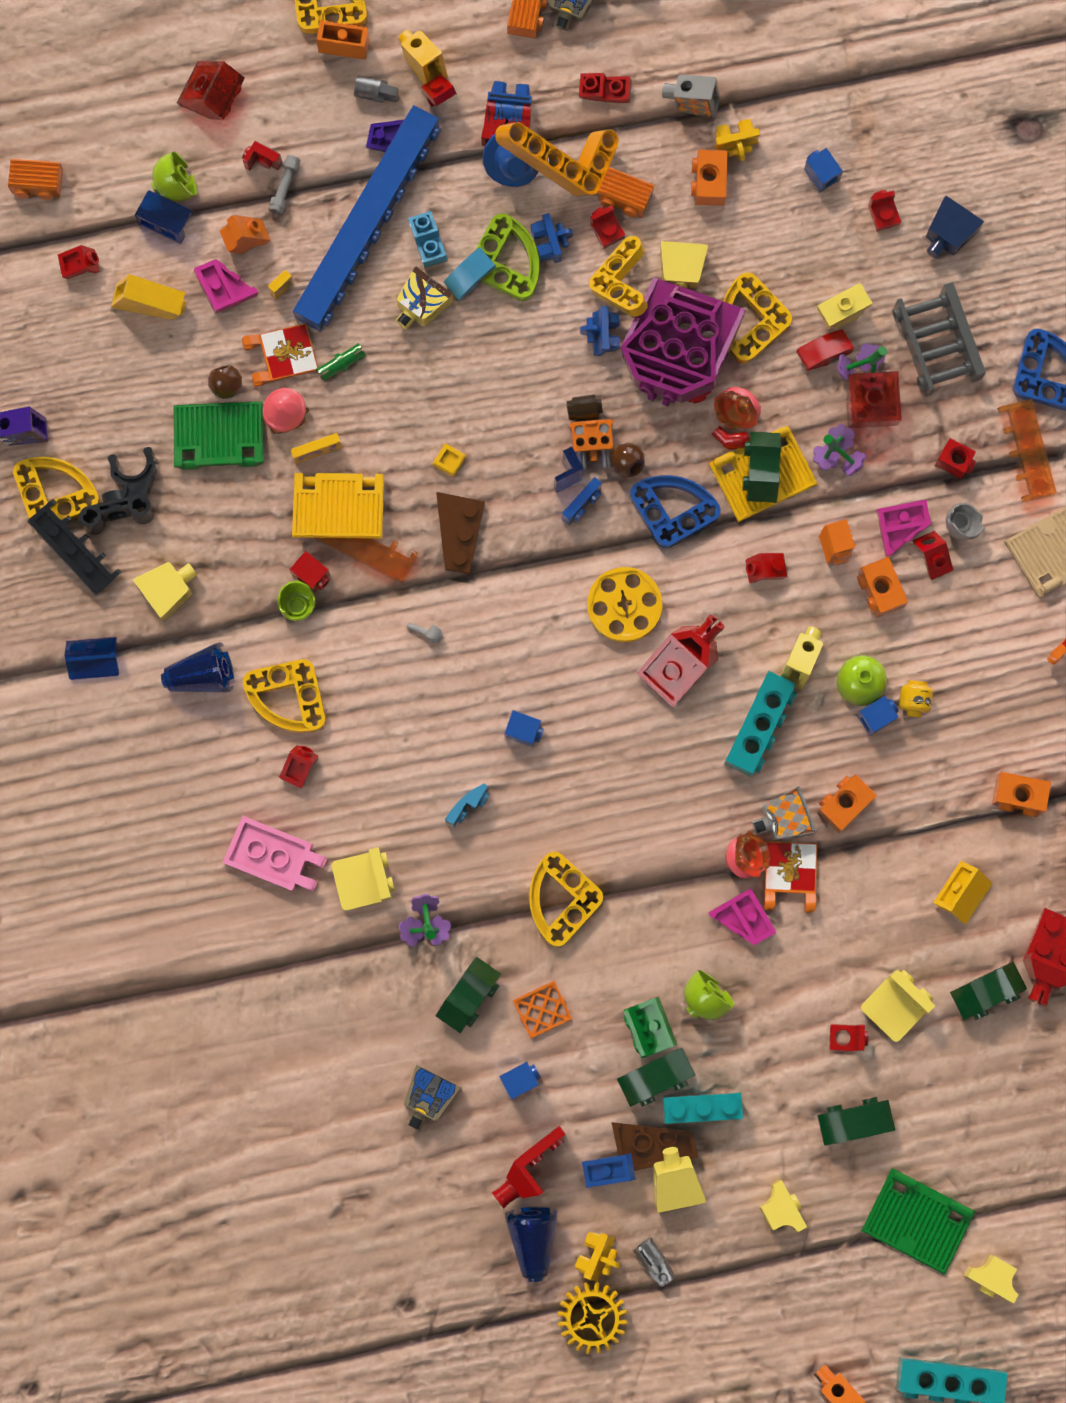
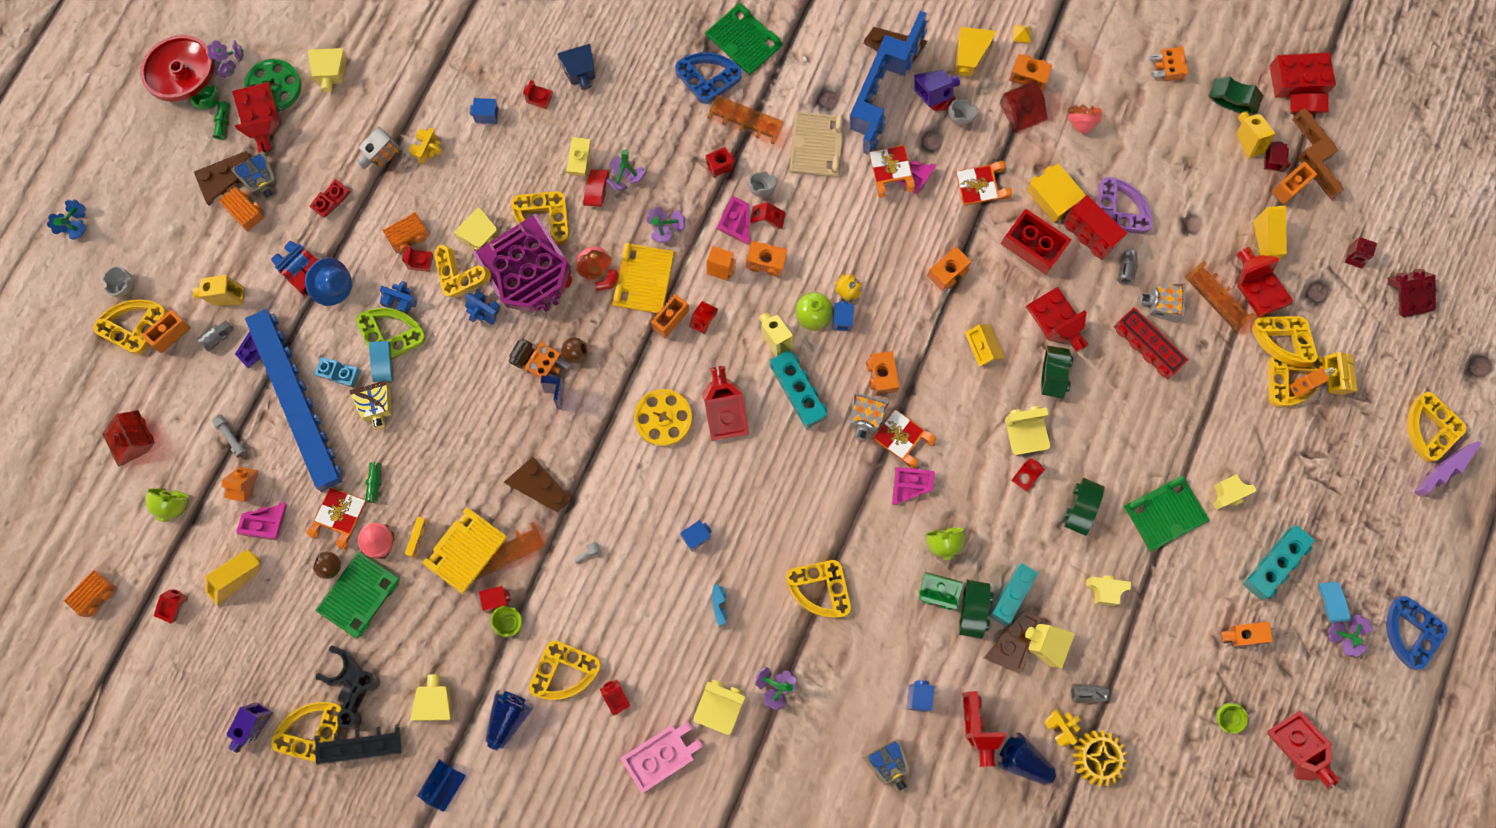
camera: 60 degrees left, 5 degrees down
(163, 216) = (185, 527): clear blue panel -> none
(265, 156) = (197, 435): red bracket -> none
(280, 284) = (292, 484): yellow tile -> none
(438, 90) = (248, 297): red bracket -> none
(449, 460) = (489, 459): yellow tile -> none
(468, 995) = (841, 691): dark green brick -> none
(524, 1018) = (879, 666): orange window -> none
(576, 509) = (581, 404): blue plate -> none
(598, 148) = (371, 253): light orange beam -> none
(608, 1170) = (1014, 681): blue plate -> none
(665, 522) = (630, 357): blue beam -> none
(713, 163) = (432, 168): orange brick -> none
(739, 531) = (670, 316): none -> orange brick
(747, 855) = (875, 454): clear orange hair -> none
(763, 467) = (640, 273): dark green brick -> none
(873, 400) = (649, 181): clear red slope -> none
(955, 321) = (637, 103): dark grey fence -> none

